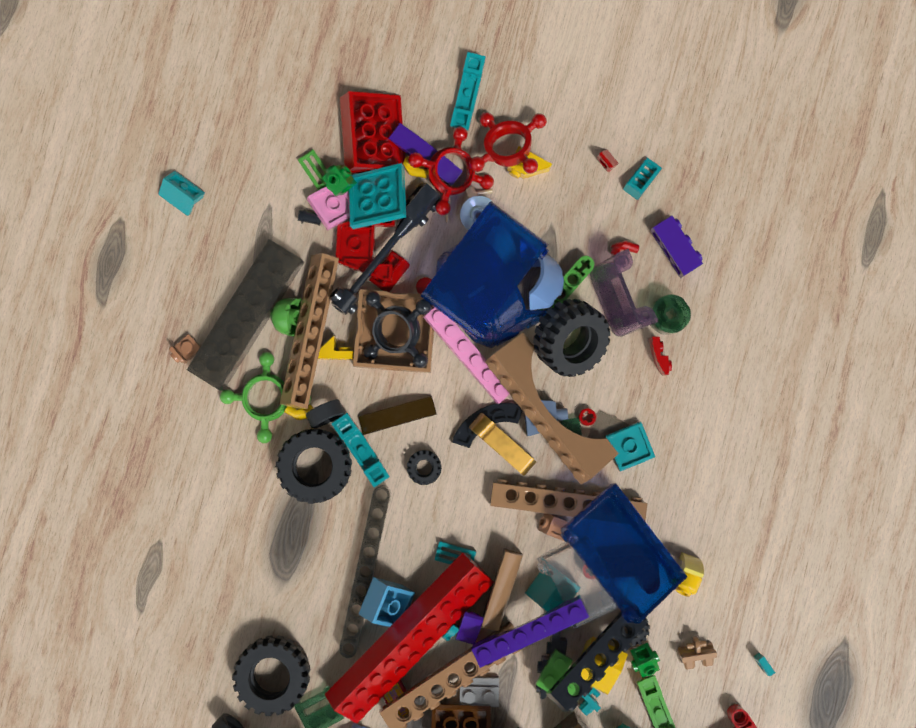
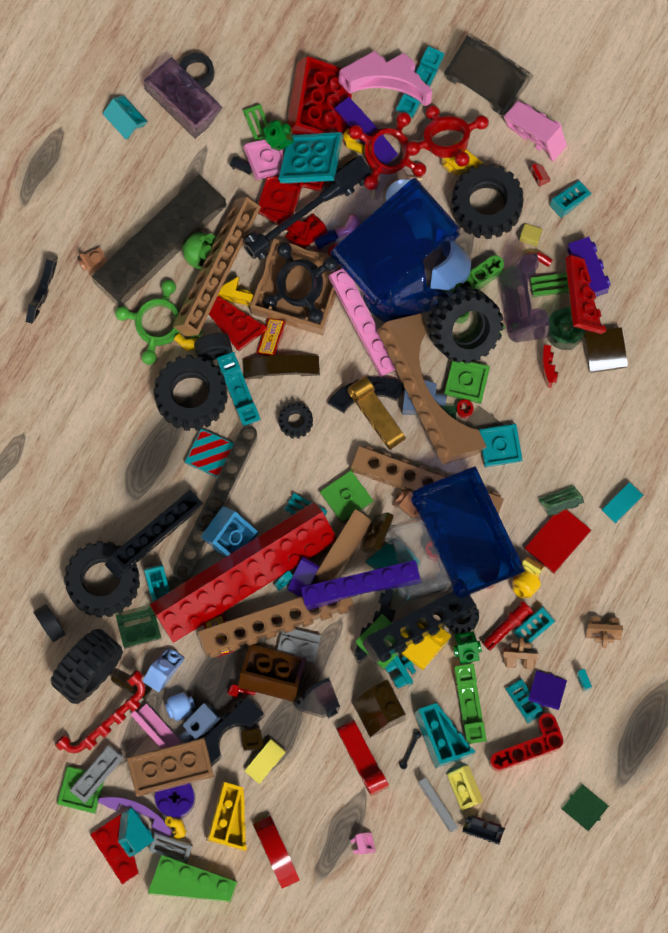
camera: 15 degrees right, 10 degrees down
(142, 393) = (42, 291): none -> black tile
(231, 119) = (200, 58): none -> black tyre
(233, 161) = (182, 97): none -> clear purple slope
(311, 625) = (153, 534): none -> black brick
(327, 663) = (157, 581): none -> teal slope
(342, 383) = (239, 326): none -> red wing
(347, 519) = (209, 453): none -> tile
(380, 388) = (271, 337): none -> slope
(411, 274) = (326, 239): none -> clear blue pin
(432, 257) = (351, 225): none -> bright pink arm
(441, 89) = (395, 74): none -> bright pink arch
(491, 532) = (346, 496): none -> bright green plate
(532, 566) = (377, 532): none -> dark brown plate
(534, 67) = (488, 73): none -> clear smoke windscreen
(571, 177) = (487, 178): none -> black tyre
(584, 390) = (467, 381): none -> bright green plate
(594, 113) = (537, 128): none -> bright pink wedge
(612, 224) = (530, 235): none -> light yellow slope
(657, 266) = (551, 284): none -> bright green tile
(680, 281) = (582, 297): none -> red wing
(682, 619) = (514, 619): none -> red pin
(703, 490) = (561, 500): none -> clear green plate
(706, 528) = (557, 540): none -> red tile
(708, 603) = (546, 614): none -> teal slope
(712, 326) = (606, 350): none -> dark brown slope
(721, 709) = (536, 713): none -> teal slope
(731, 682) = (547, 690): none -> dark purple piece
(762, 477) = (622, 502): none -> teal slope
(781, 607) = (603, 632): none -> medium nougat hips

